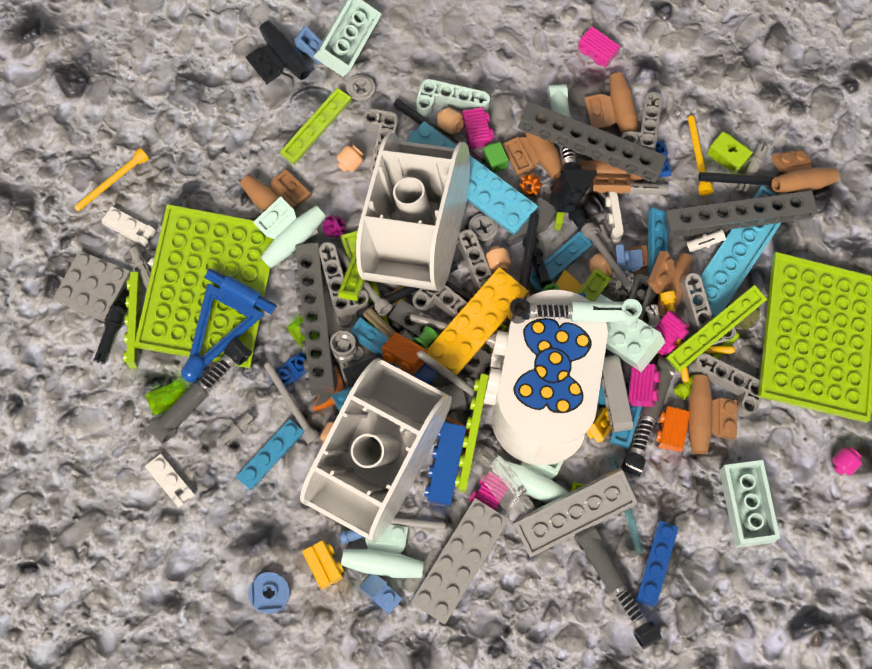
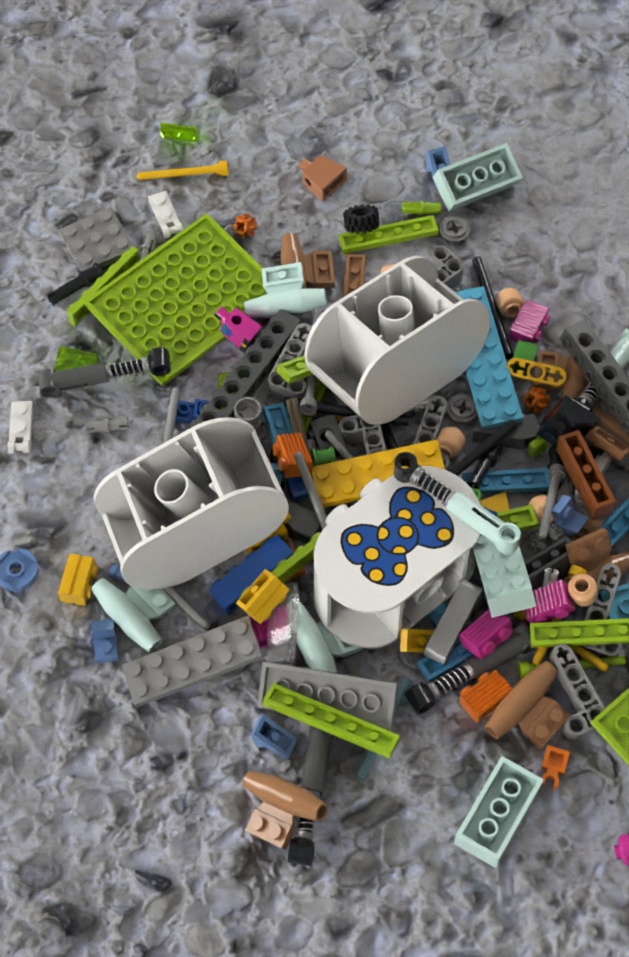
camera: 45 degrees right, 10 degrees down
(78, 149) = (180, 132): none -> clear neon green slope
(202, 198) = (245, 225): none -> orange gear
(225, 111) = (322, 176): none -> nougat torso
(236, 296) = (198, 320): blue piece -> none
(270, 455) = (102, 466): dark azure plate -> none
(274, 281) = (238, 327): none -> dark pink torso
(279, 53) = (408, 160): black plate -> none
(287, 127) = (361, 218): none -> black tyre
(320, 180) = (354, 272): none -> medium nougat tile
(322, 87) = (421, 208): none -> lime axle
(453, 100) = (526, 280): light aqua beam -> none
(477, 477) = (263, 596): none -> yellow brick
(513, 171) = (553, 369): none -> yellow beam
(563, 570) = (273, 736): none -> medium blue slope
(595, 528) = (331, 720): none -> lime plate
(610, 612) = (281, 803): none -> medium nougat plate
(617, 219) = (585, 475): none -> dark orange brick
(656, 564) = (365, 797): blue brick -> none
(691, 306) = (582, 590): none -> light nougat head
(753, 441) = (555, 764): none -> orange plate

